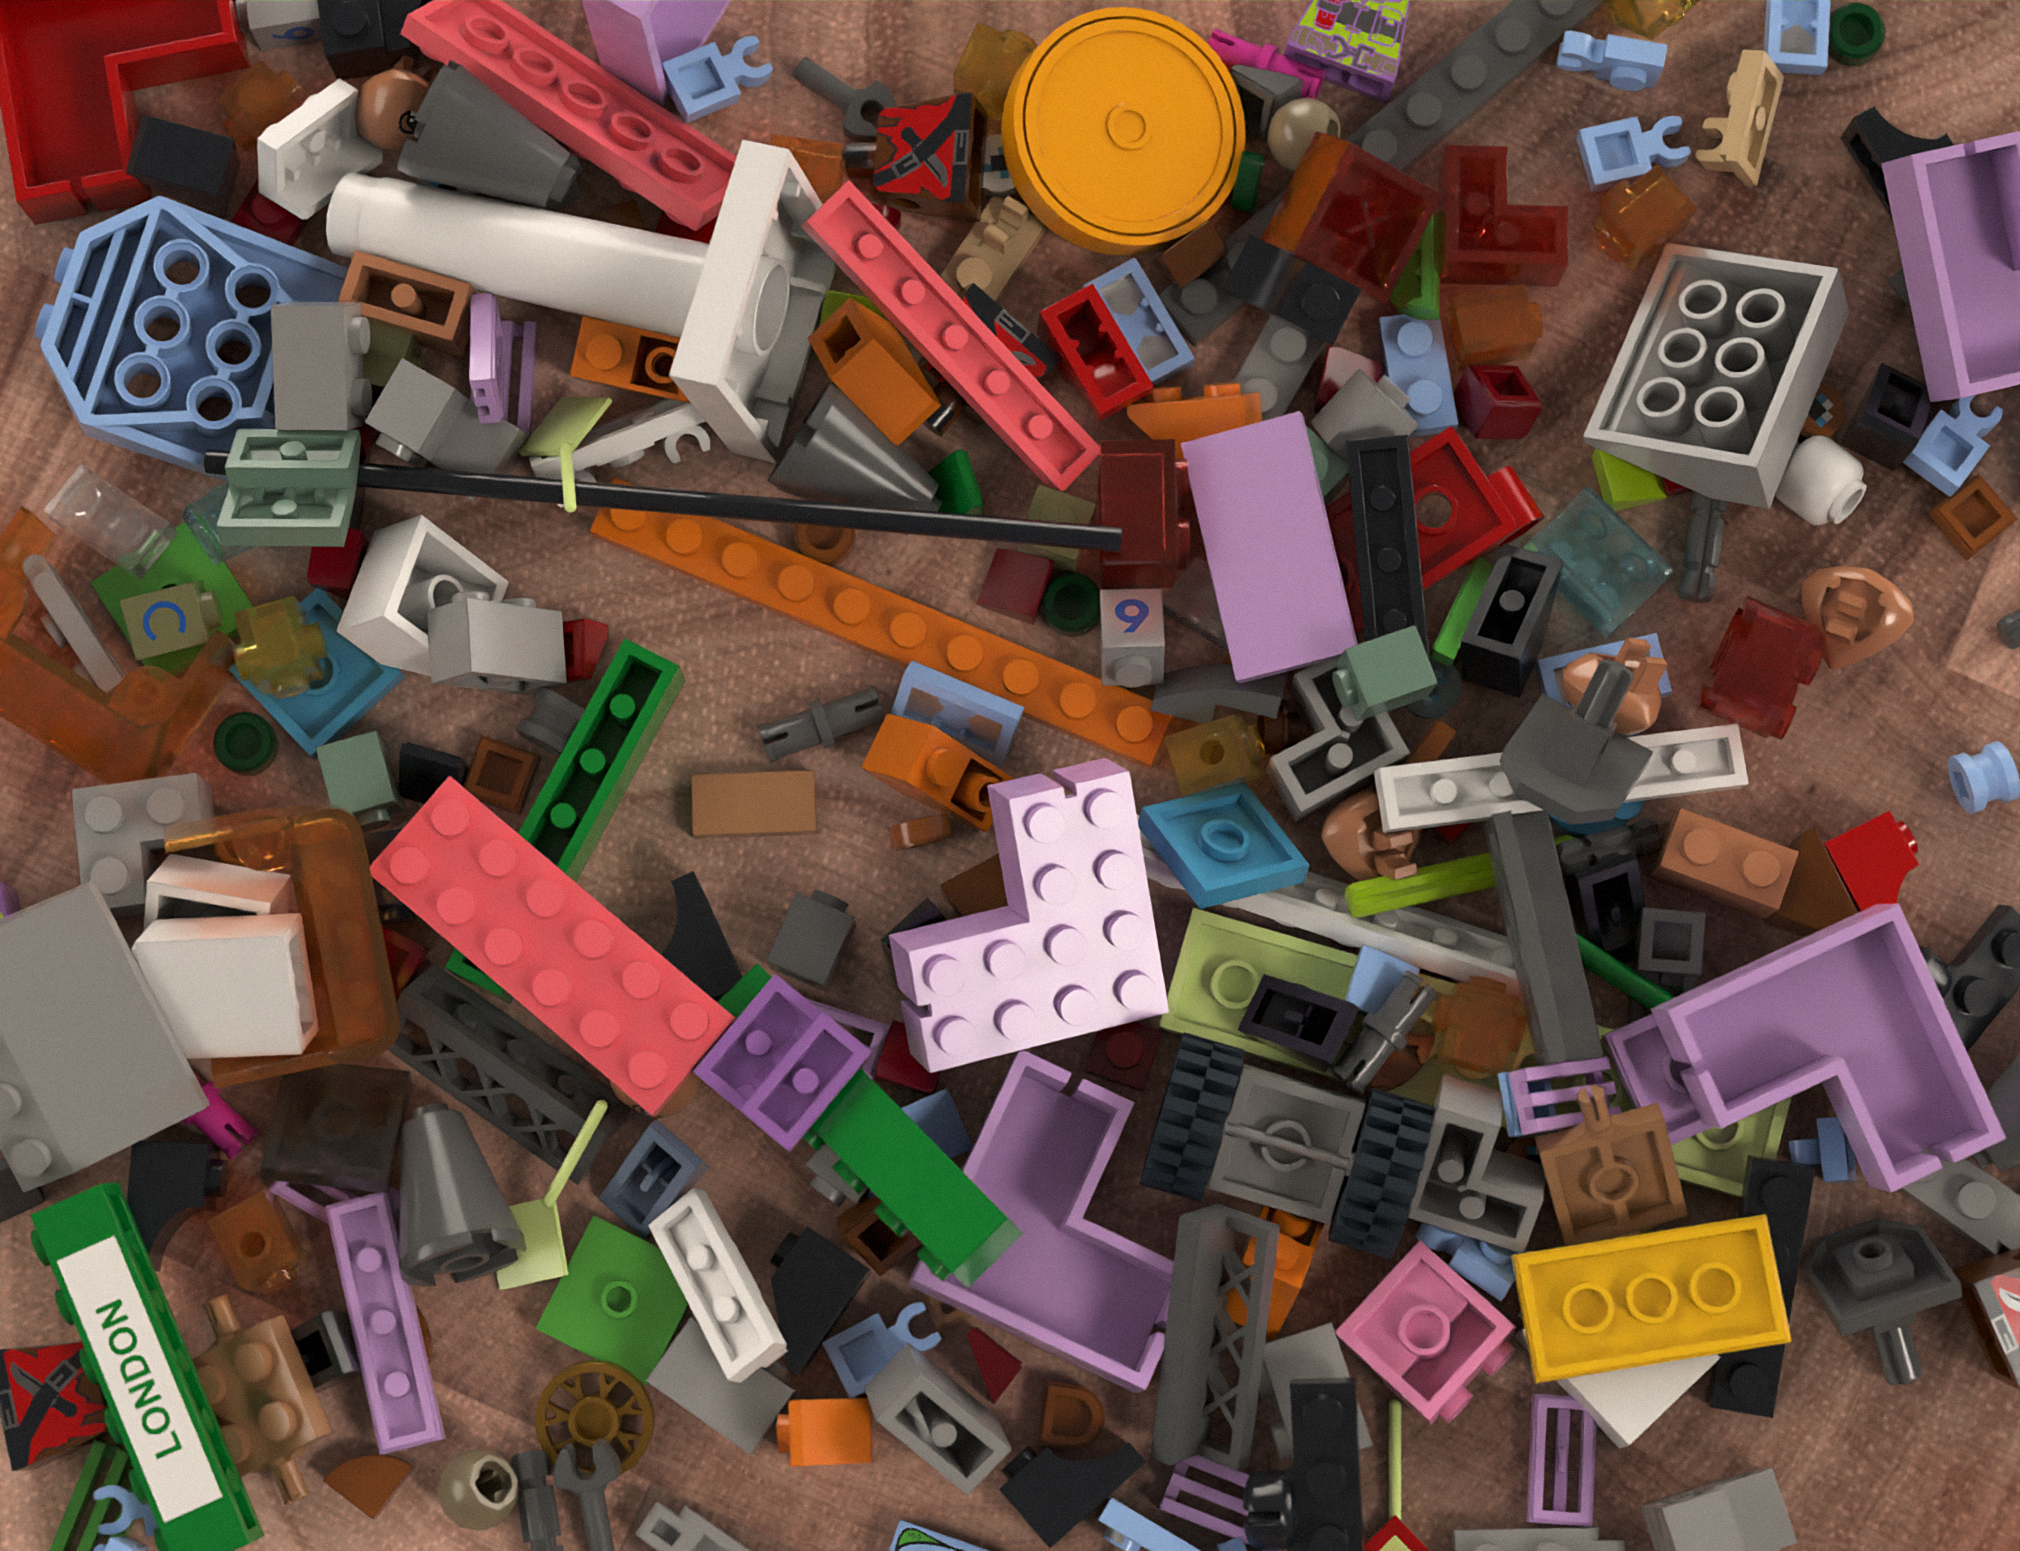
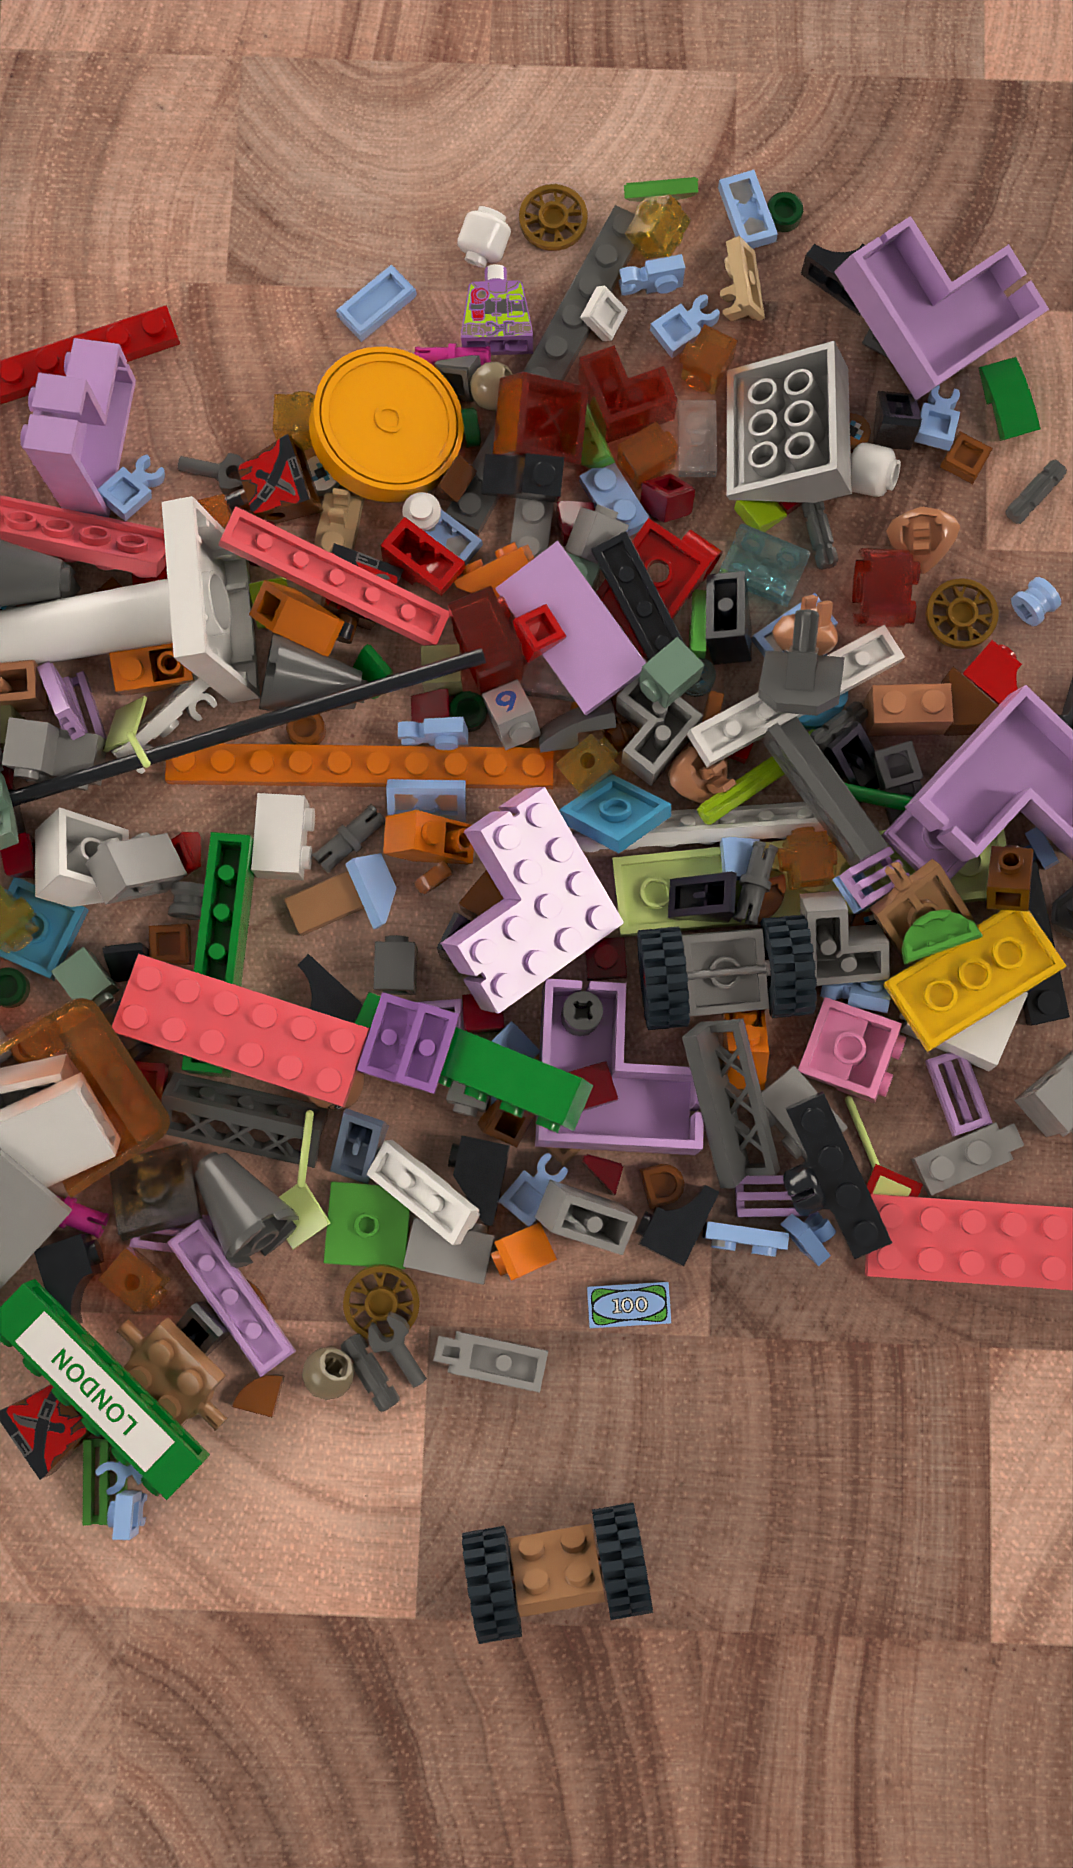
camera: 20 degrees left, 0 degrees up
(725, 682) = (282, 836): none -> white brick
(827, 809) = (373, 886): none -> light blue tile
(1018, 623) = (438, 732): none -> light blue plate
(1040, 1231) = (603, 1086): none -> dark red tile
(1043, 1125) = (576, 1019): none -> dark grey wheel
(1123, 282) = (422, 510): none -> white plate
(1216, 534) = (538, 632): none -> red slope
(1516, 86) = (604, 313): none -> white tile
(1578, 330) = (697, 438): none -> clear plate
(1618, 1215) = (937, 933): none -> bright green tile
(1760, 1178) = (1009, 878): none -> reddish brown brick
(1866, 750) = (961, 613): none -> pearl gold wheel

